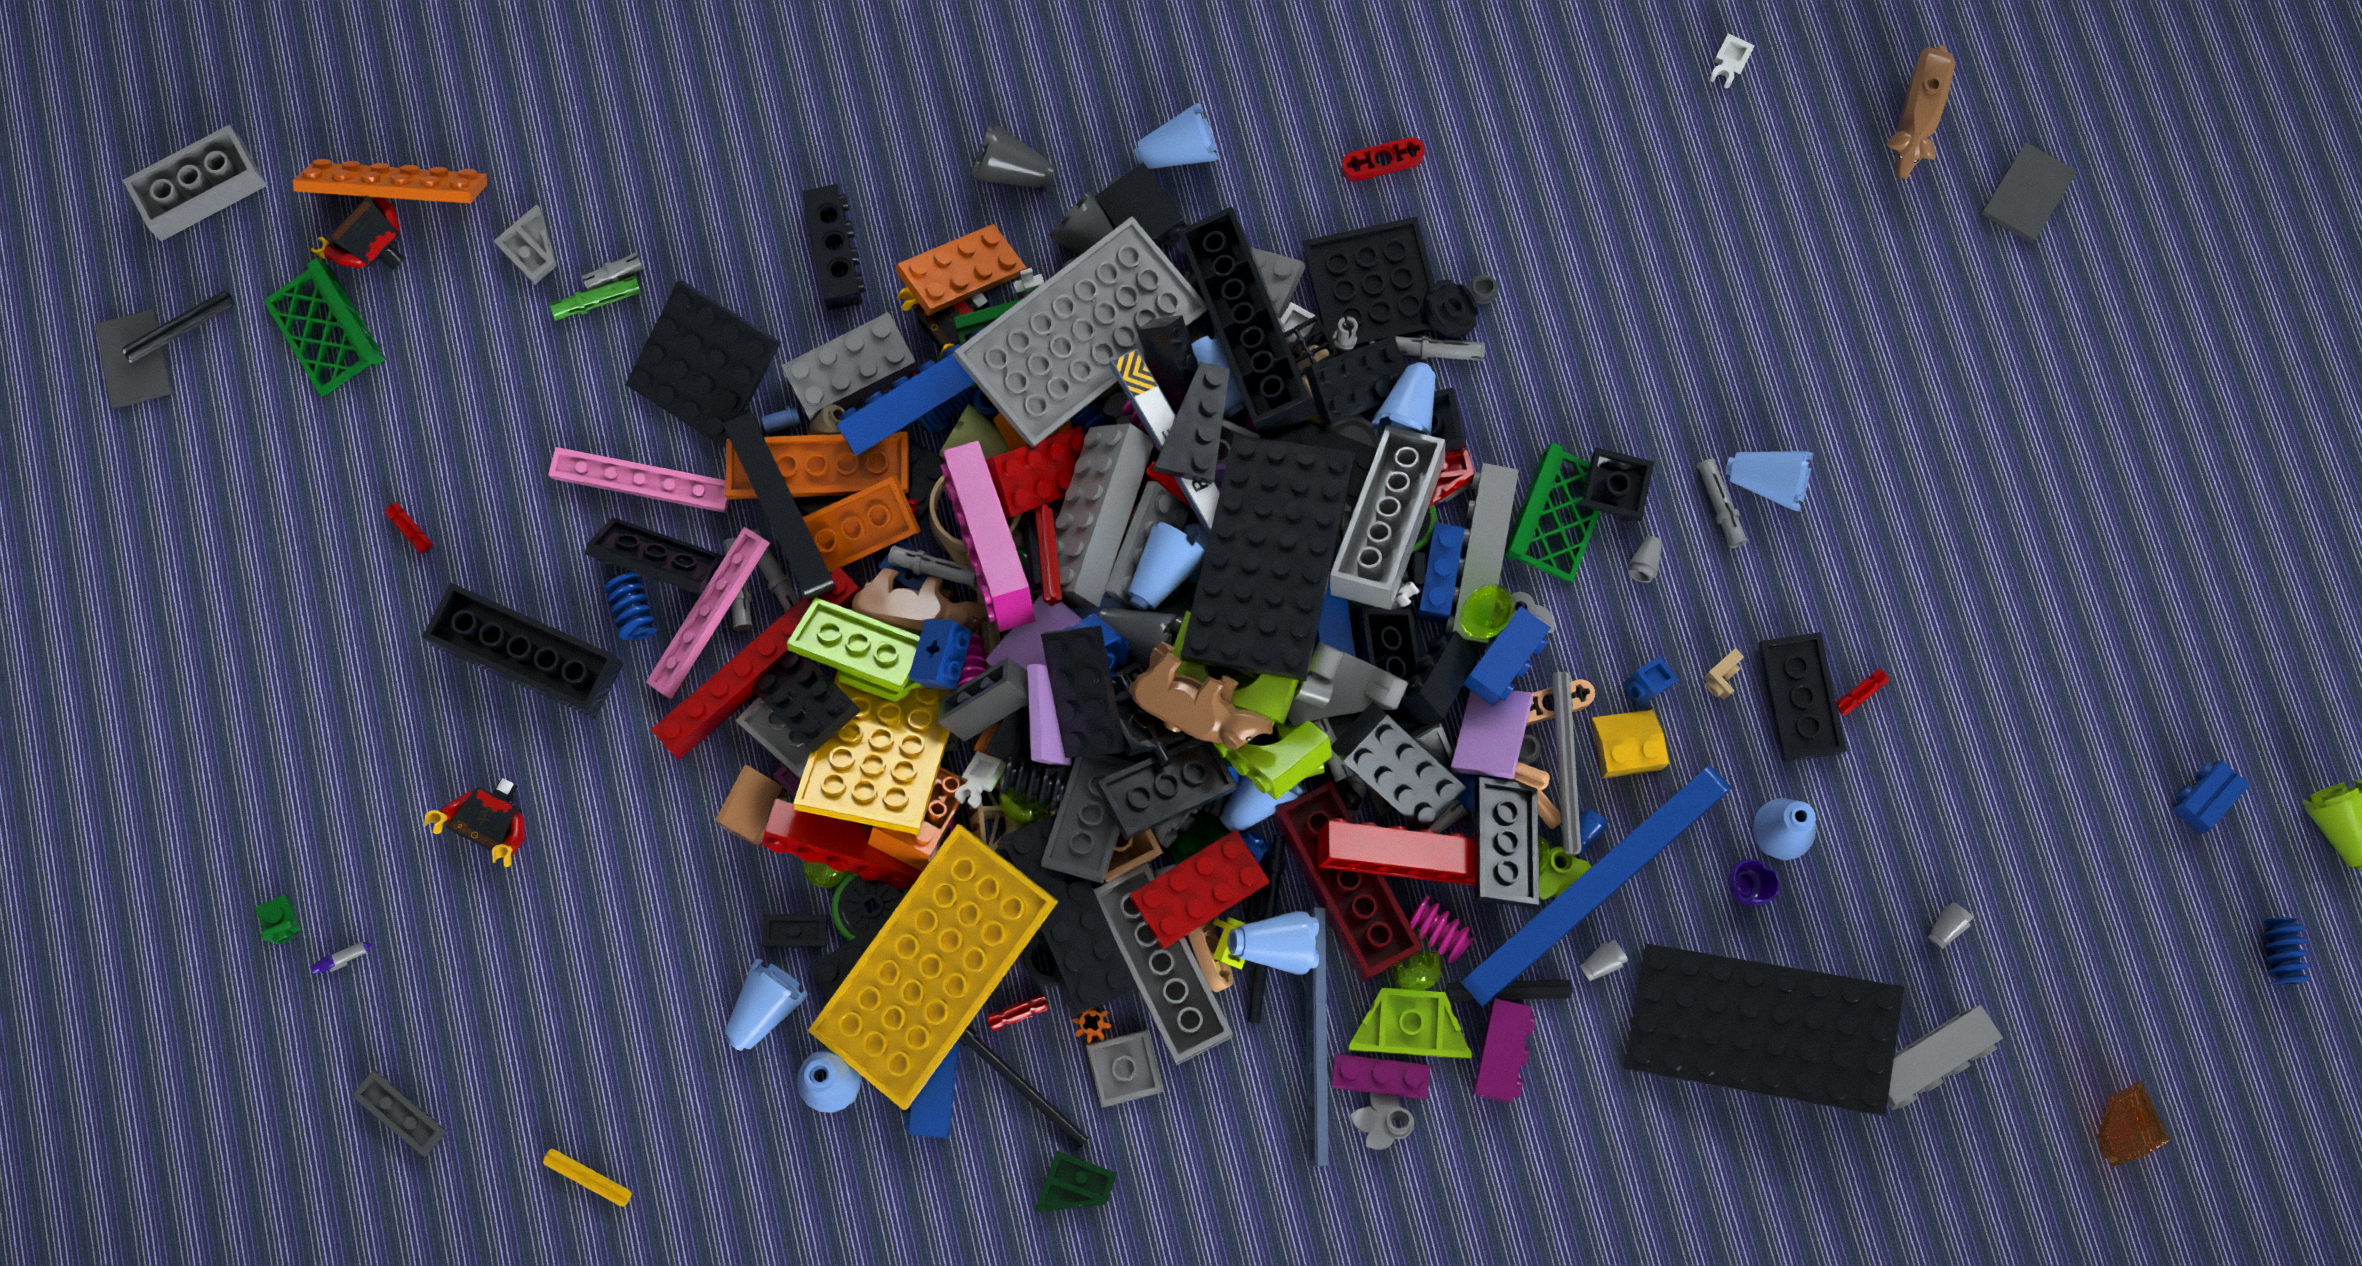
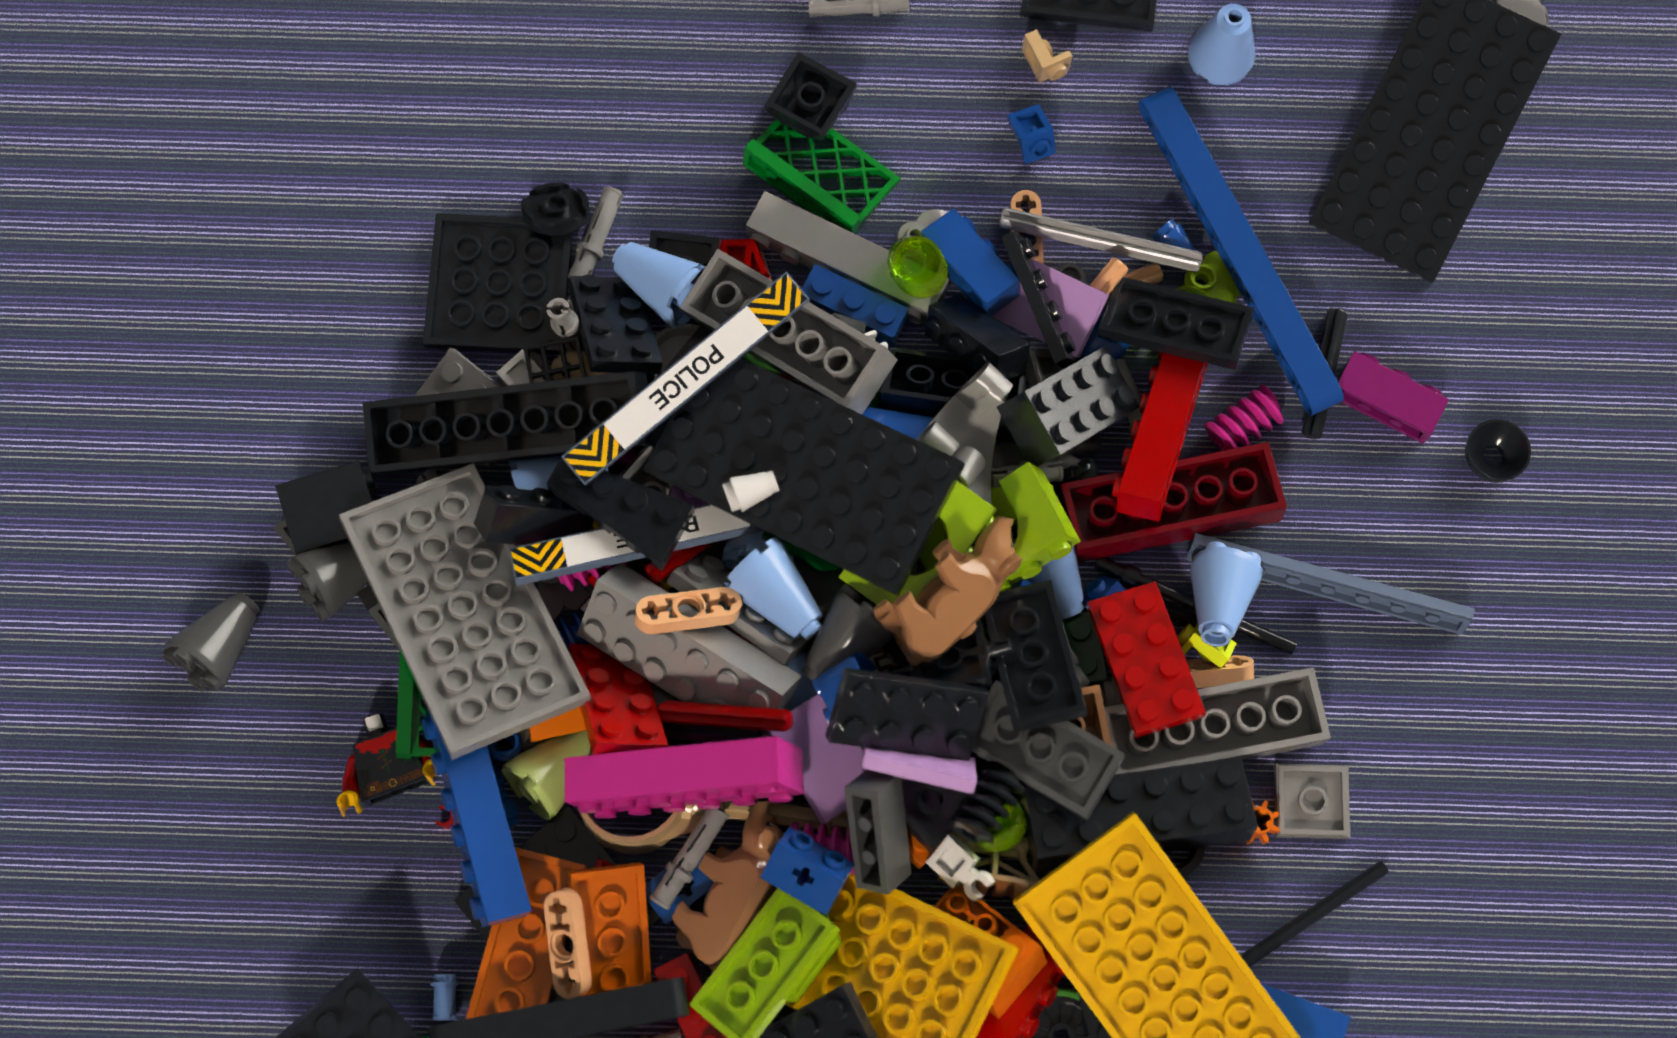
camera: 75 degrees left, 0 degrees up
(819, 205) = (189, 882): black brick -> none
(822, 499) = (576, 931): none -> light nougat beam
(826, 421) = (469, 940): dark tan brick -> none
(850, 367) = (409, 897): light grey brick -> none
(960, 269) = (331, 734): orange plate -> none
(1017, 1012) = (1222, 900): red axle -> none
(1027, 283) = (378, 661): white plate -> none
(1075, 1184) = (1428, 889): dark green wing -> none
(1141, 515) = (678, 622): none -> light nougat beam
(1178, 142) = (257, 444): light blue cone -> none
(1233, 515) = (750, 489): none -> white cone
(1316, 441) = (685, 378): none -> tile
(1378, 1118) = (1431, 547): light grey plate -> none
(1380, 1076) = (1385, 530): magenta plate -> none
(1389, 148) = (342, 254): red beam -> none
(1411, 1025) = (1338, 484): lime wing -> none
(1422, 972) = (1289, 454): clear neon green hair -> none
(1483, 289) = (541, 170): dark grey plate -> none
(1489, 719) = (1045, 311): none -> black plate
(1497, 1152) = (1510, 442): none -> black piece
(1604, 960) = (1317, 267): light grey cone -> none
(1629, 743) = (1093, 172): yellow slope -> none
(1646, 560) = (900, 97): light grey cone -> none
(1753, 883) = (1275, 96): dark purple hair -> none

